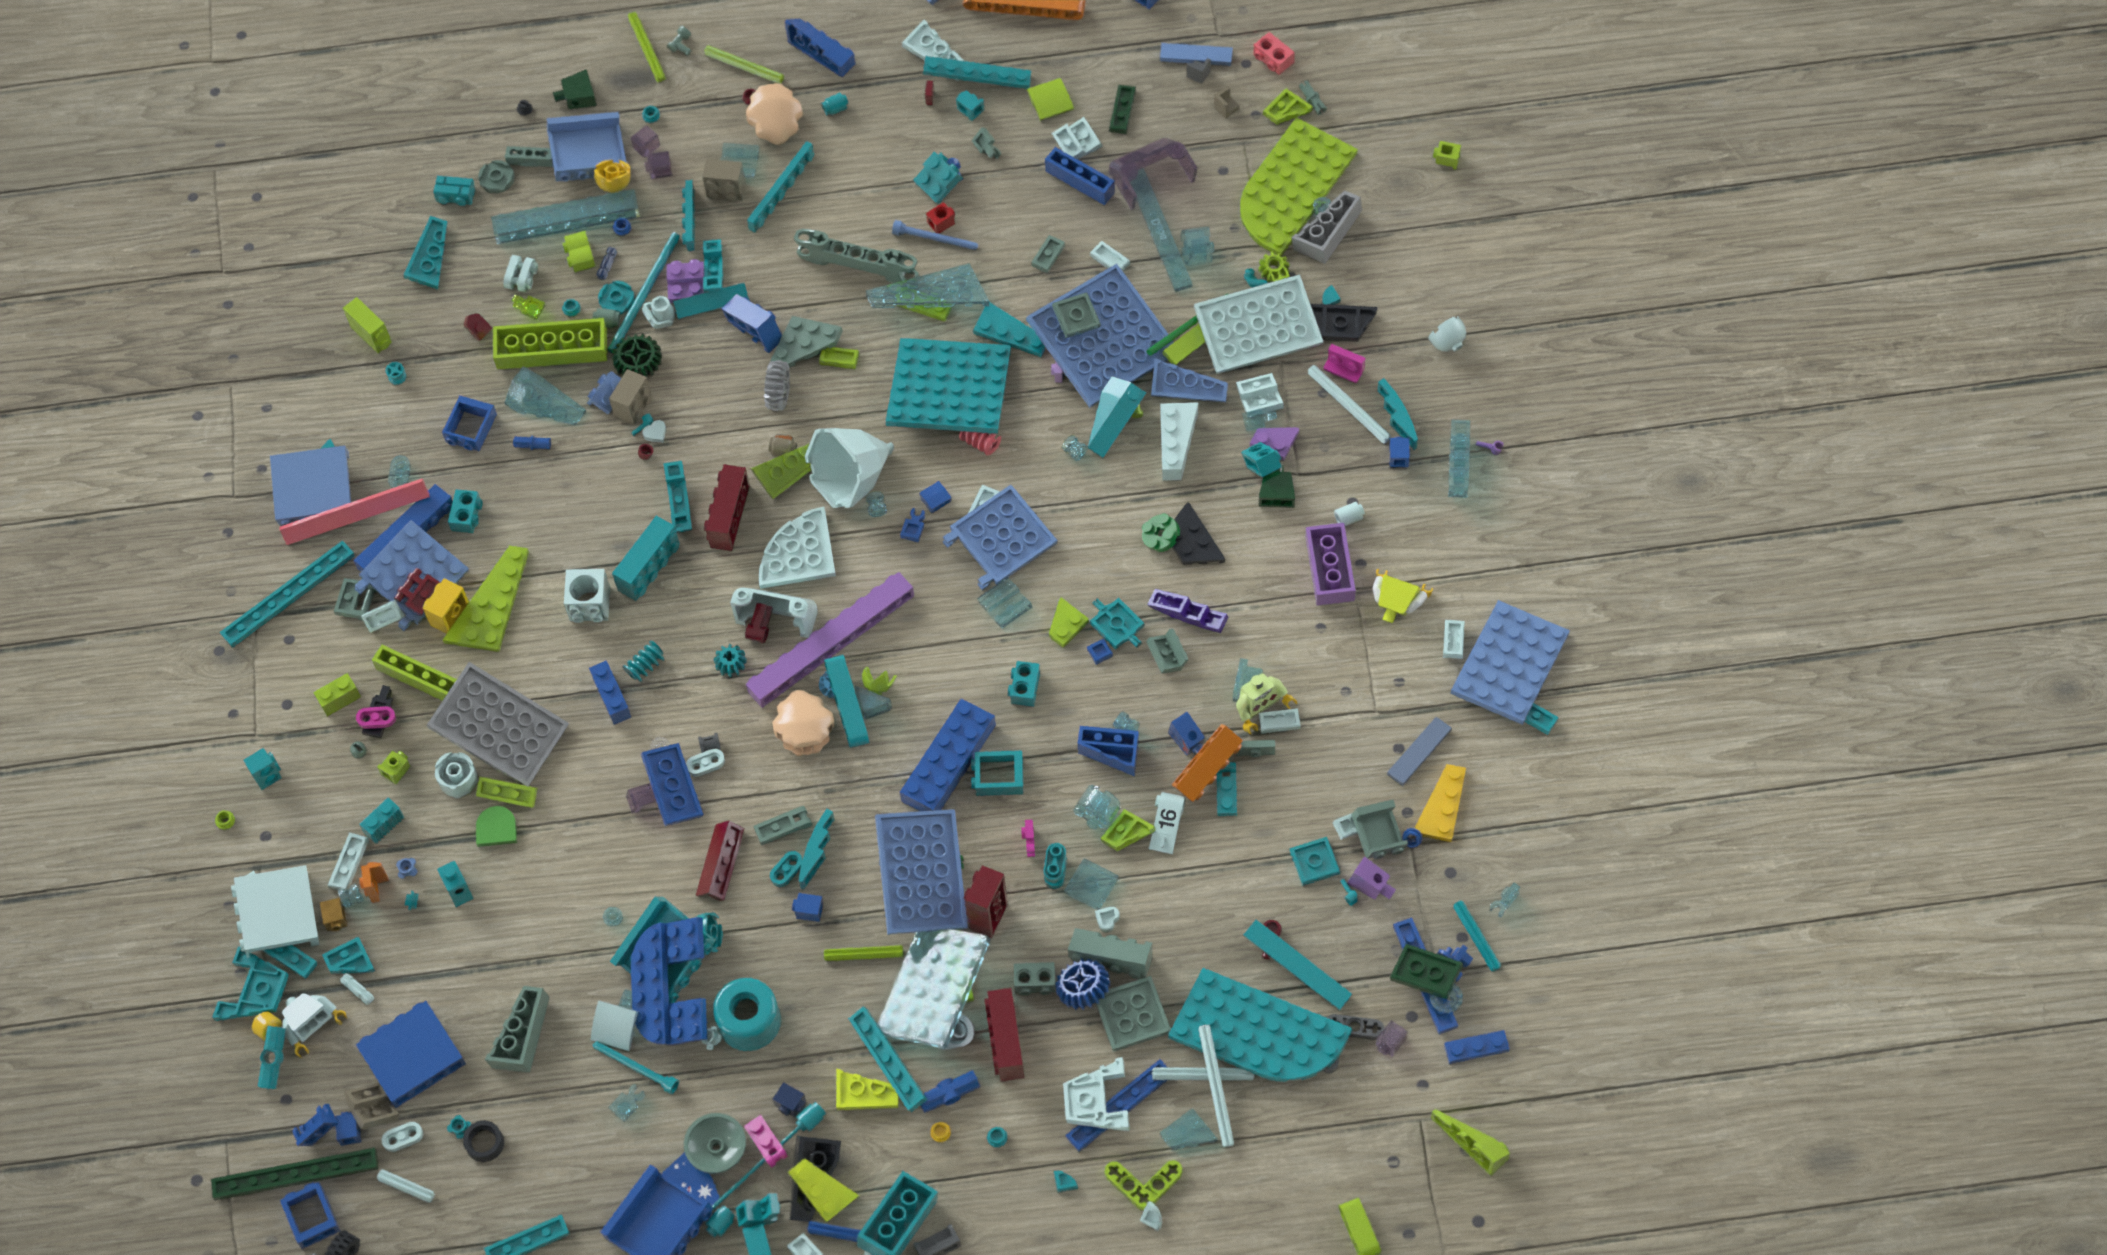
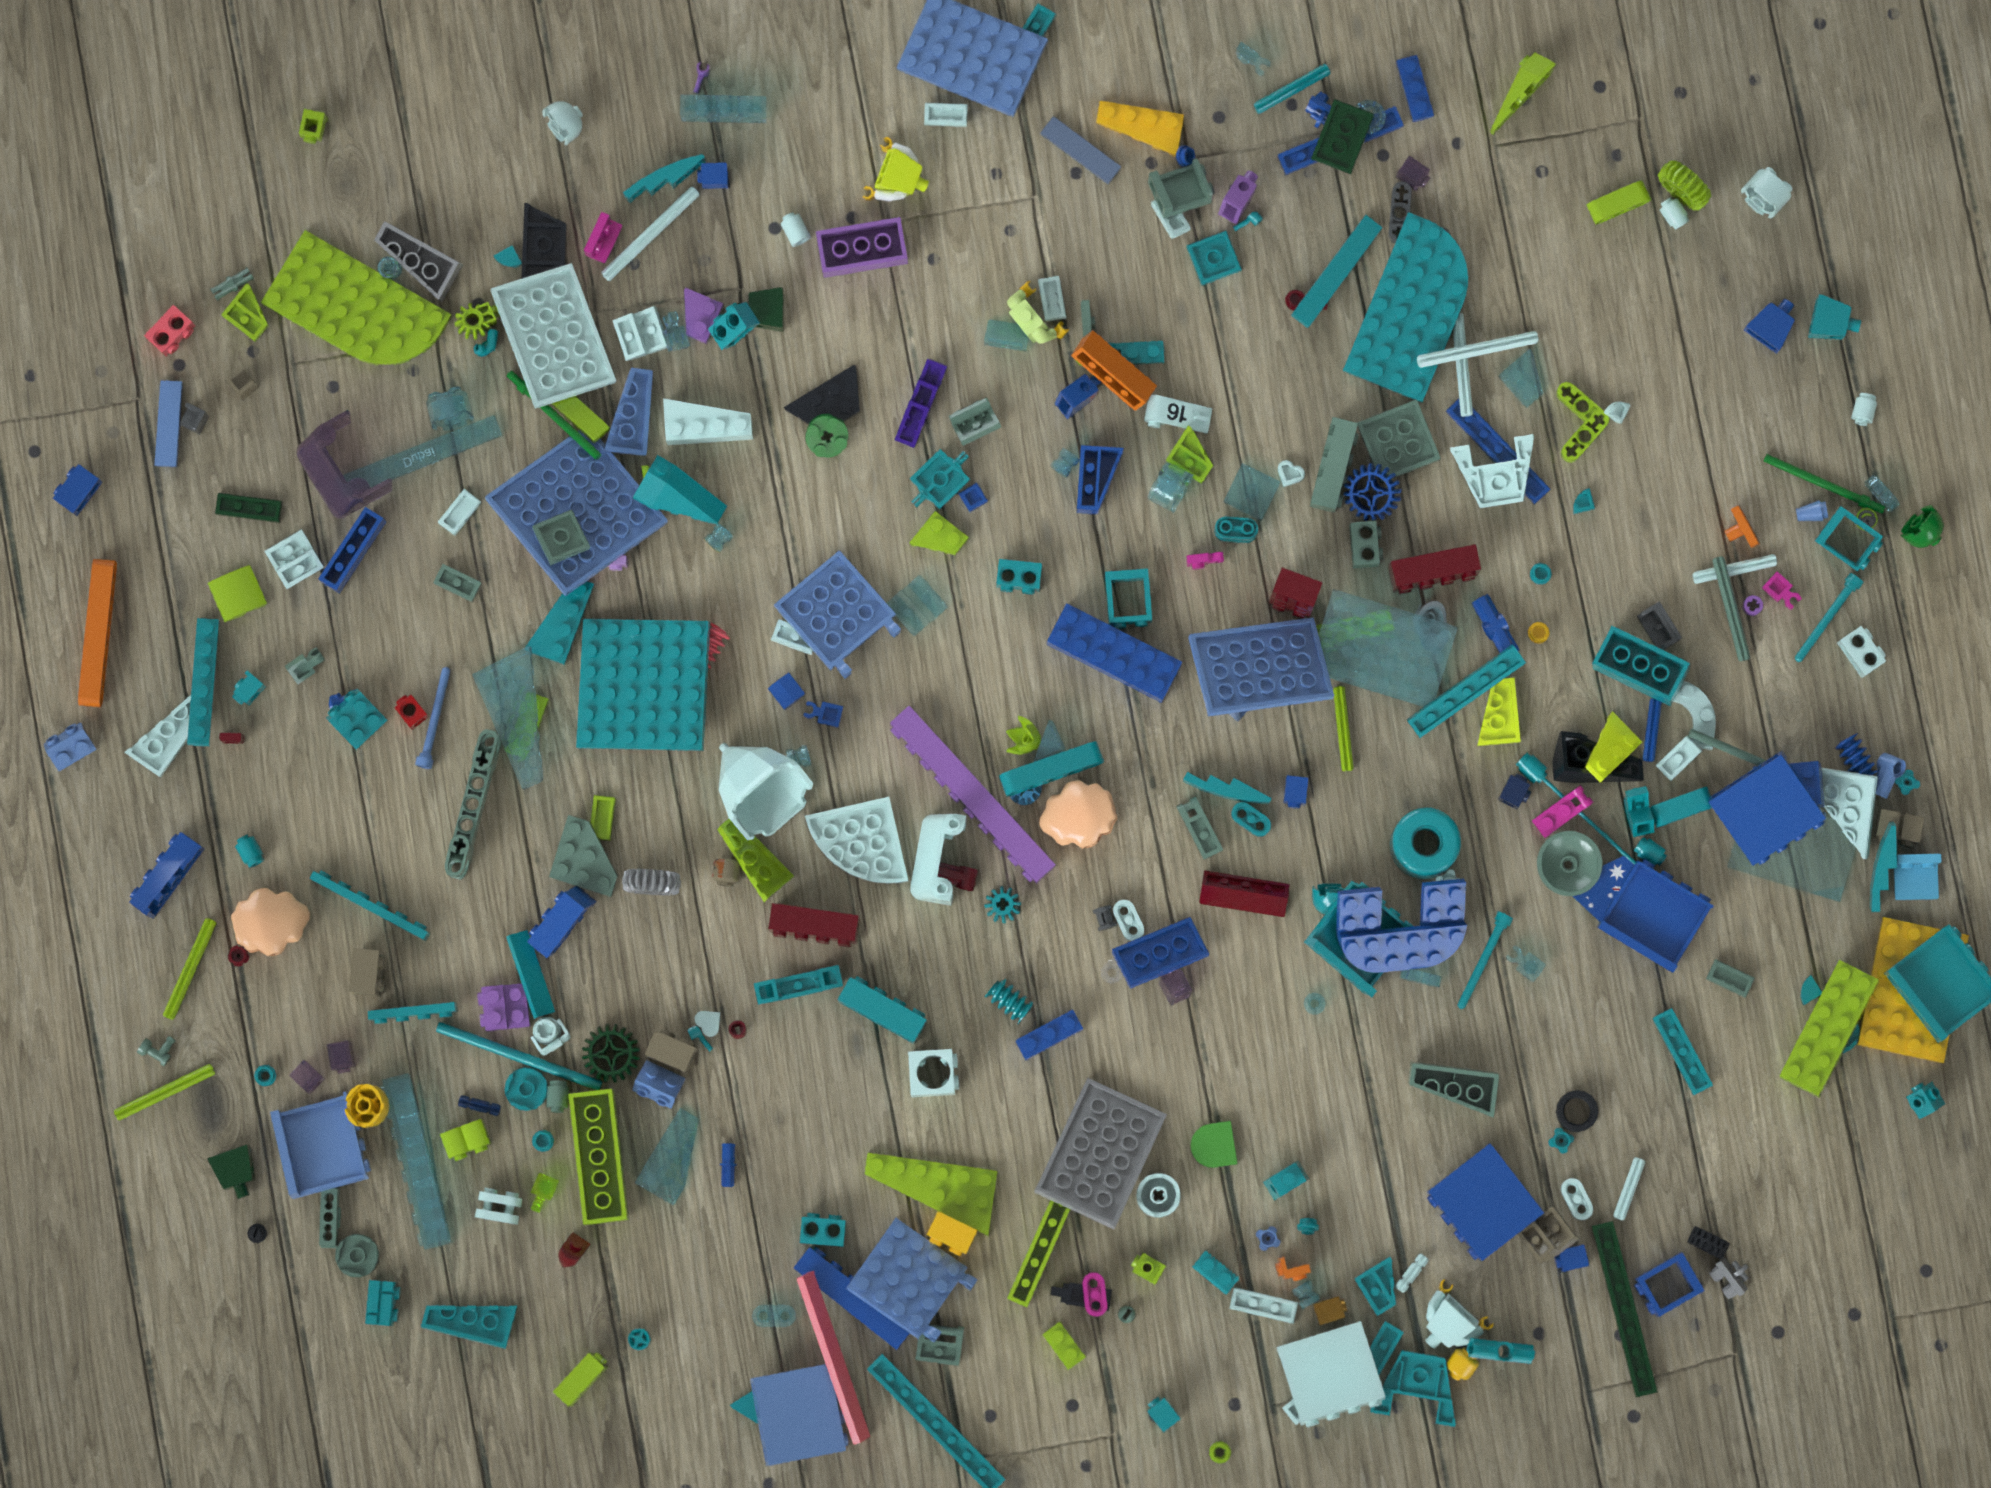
camera: 95 degrees left, 20 degrees up
(315, 1127) = (1574, 1292): blue hinge -> none
(382, 616) = (964, 1306): light aqua plate -> none
(420, 595) = (939, 1260): dark red plate -> none
(473, 407) = (686, 1233): blue window -> none
(506, 792) = (1174, 1137): lime plate -> none
(613, 1025) = (1443, 985): light aqua slope -> none
(622, 222) = (421, 1092): blue plate -> none
(713, 265) = (487, 975): teal slope -> none
(742, 153) = (329, 961): clear light blue slope -> none

